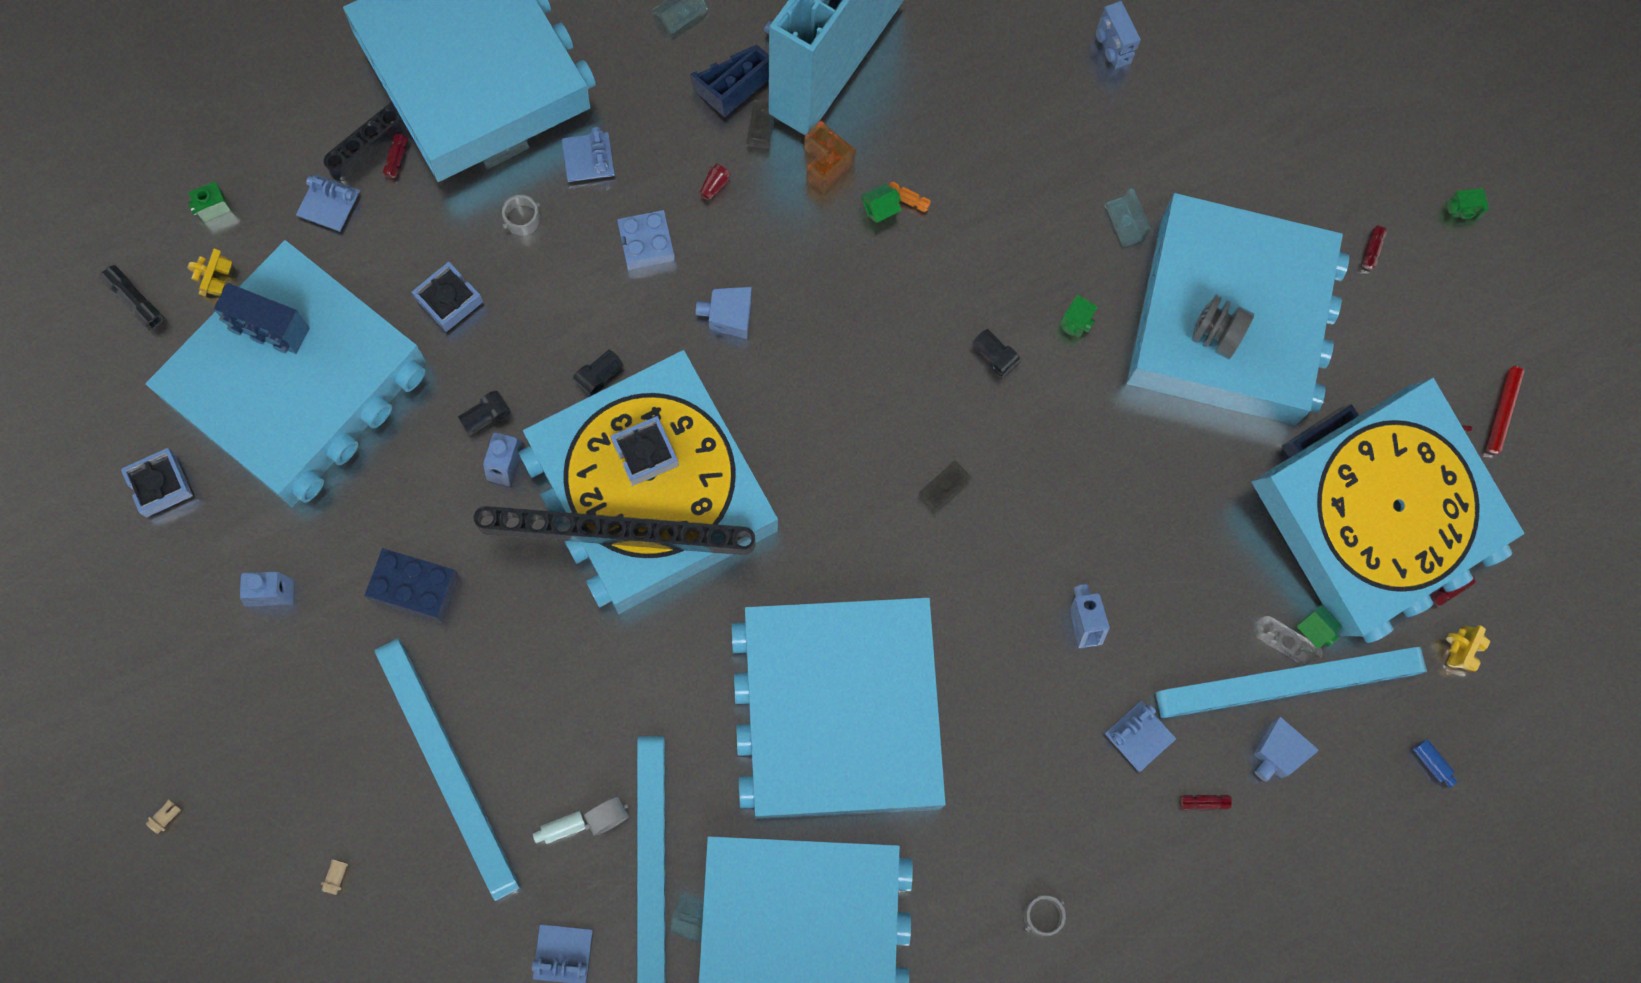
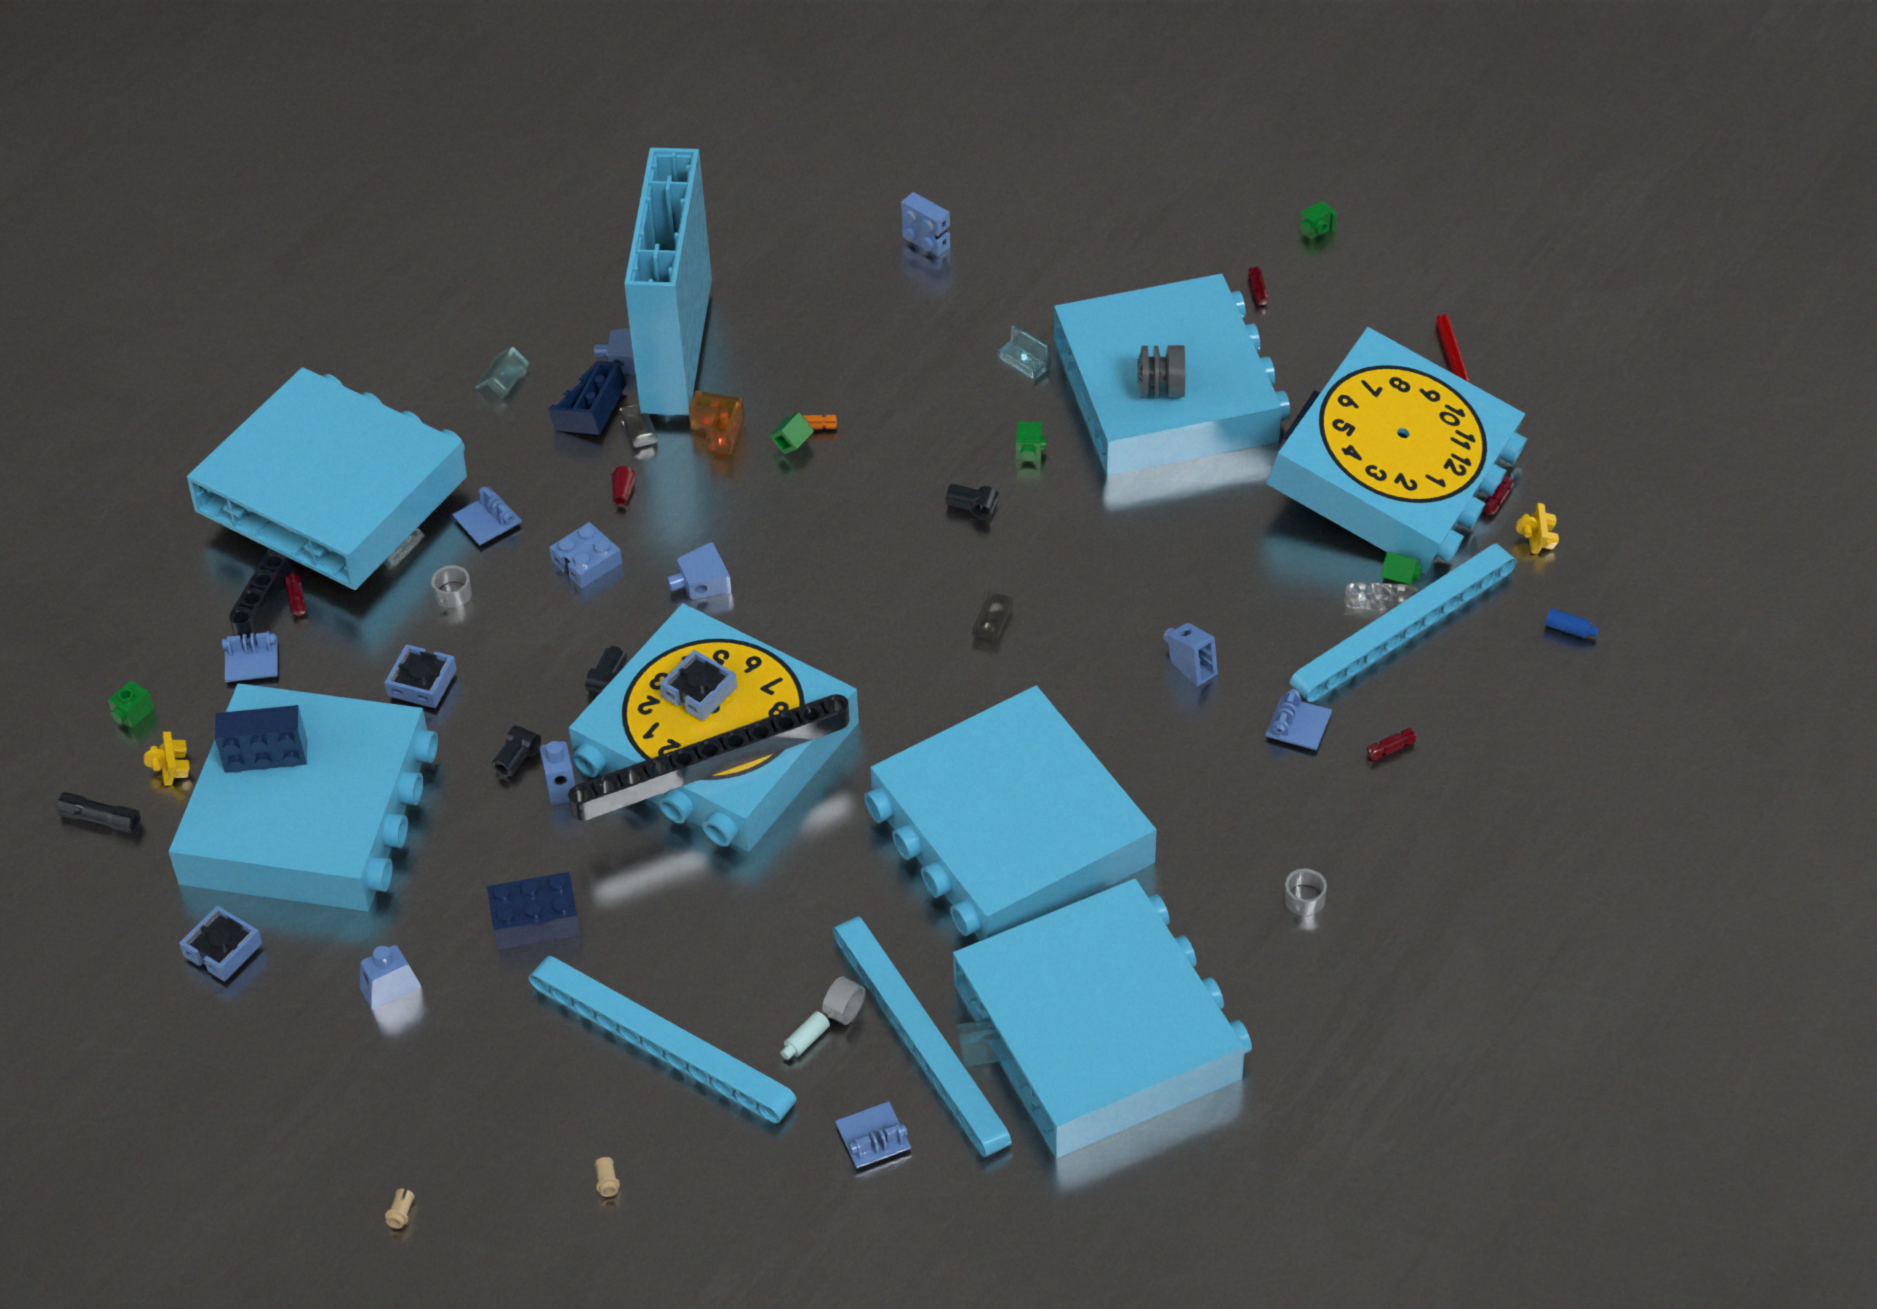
camera: 20 degrees left, 25 degrees down
(1282, 750) = (1432, 673): medium blue torso -> none

